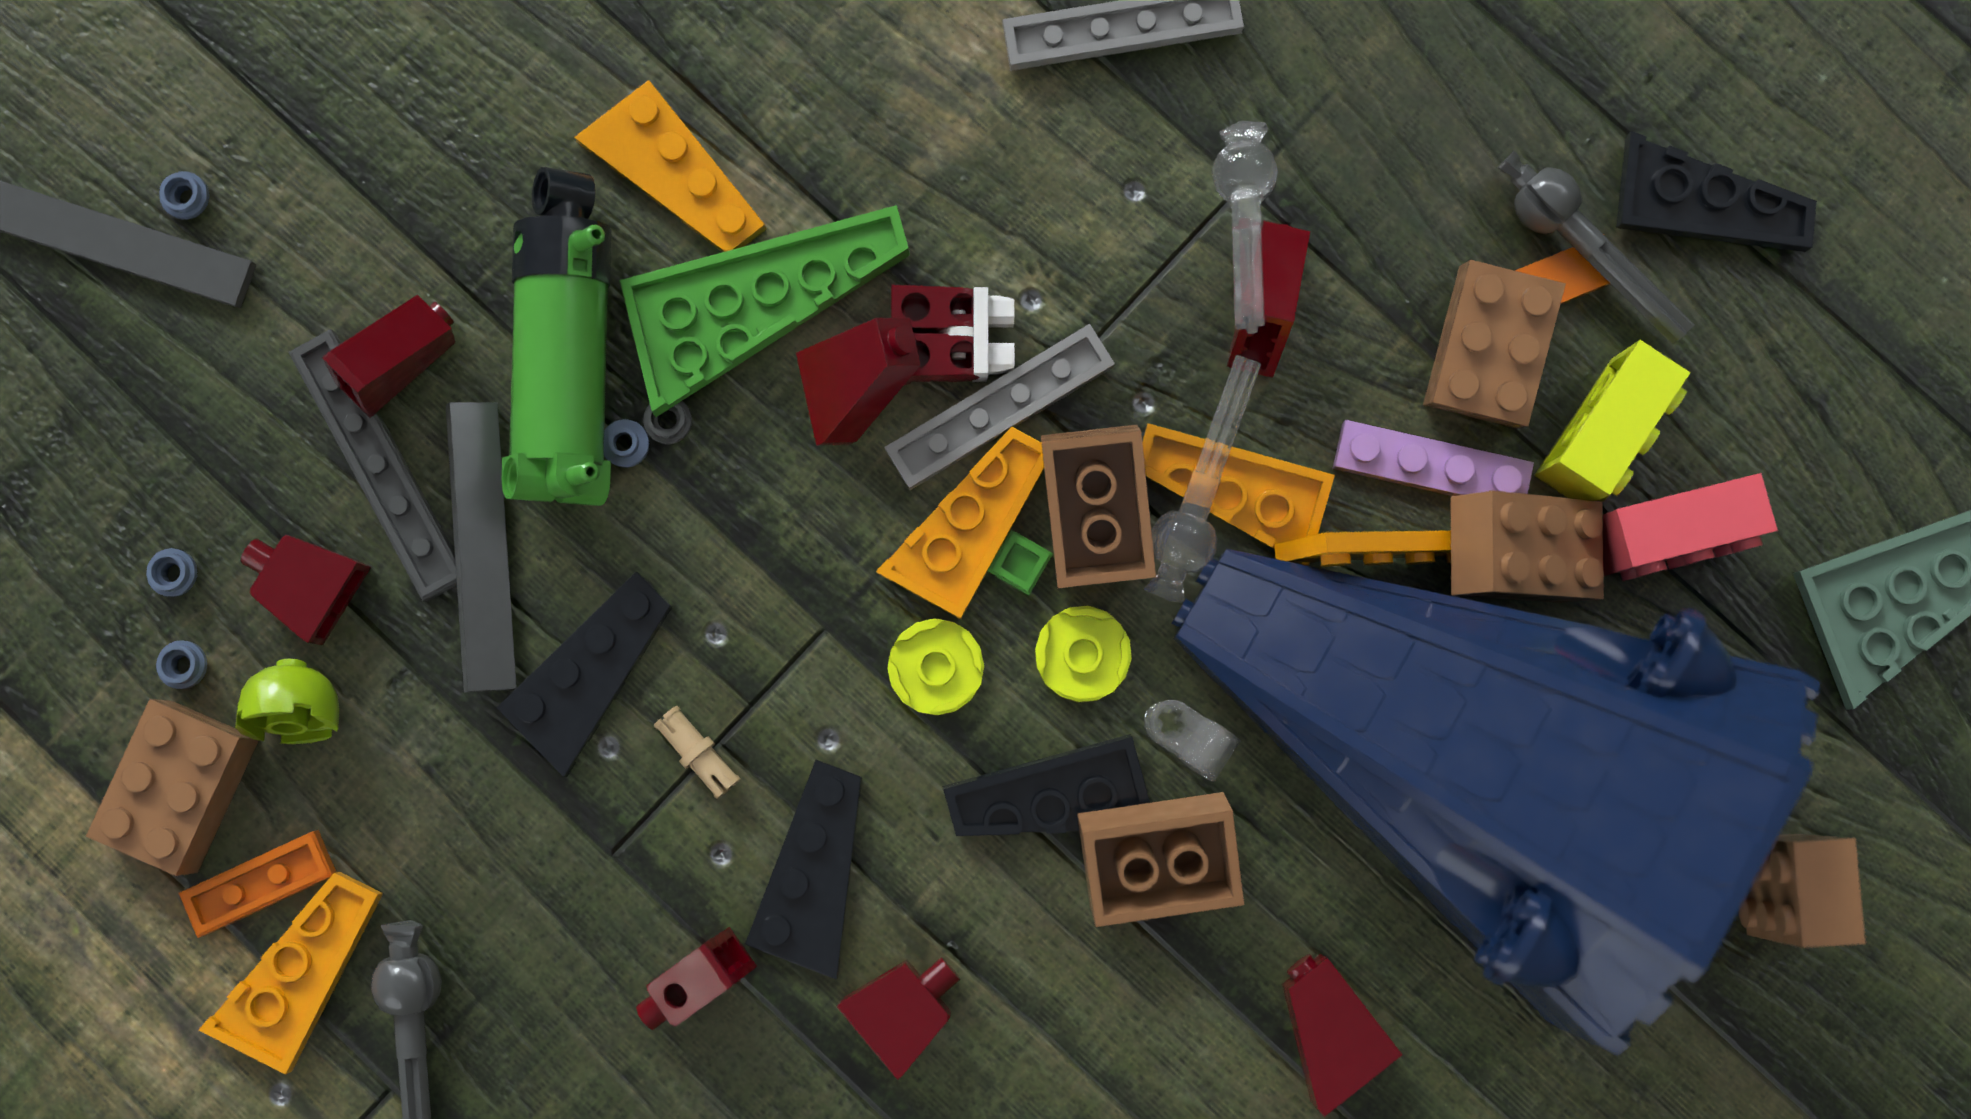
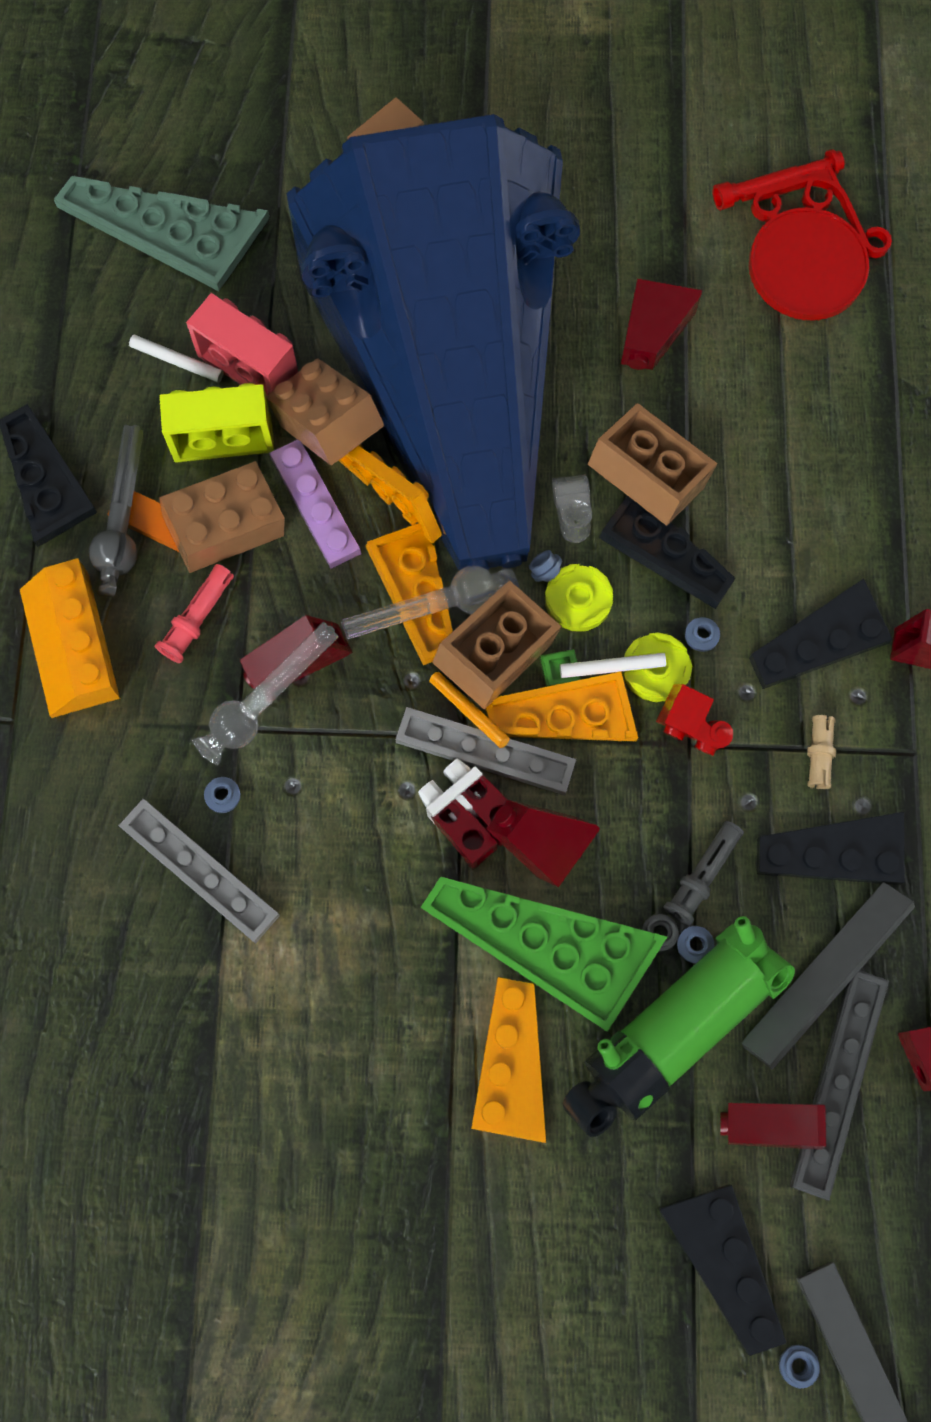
camera: 135 degrees left, 10 degrees down
(336, 213) = (721, 1251): none -> black wing
(671, 493) = (692, 888): none -> dark grey pin
(853, 638) = (686, 716): none -> red brick
(901, 1011) = (848, 532): dark red torso -> none
(943, 750) = (697, 642): none -> sand blue plate
(974, 614) = (612, 665): none -> white bar
(1048, 424) = (469, 710): none -> light orange bar
(1145, 644) = (545, 566): none -> sand blue plate
(1182, 123) = (227, 804): none -> sand blue plate
(1399, 216) = (187, 625): none -> coral pin
(1486, 89) = (68, 639): none -> light orange slope
(1742, 457) = (176, 358): none -> white bar

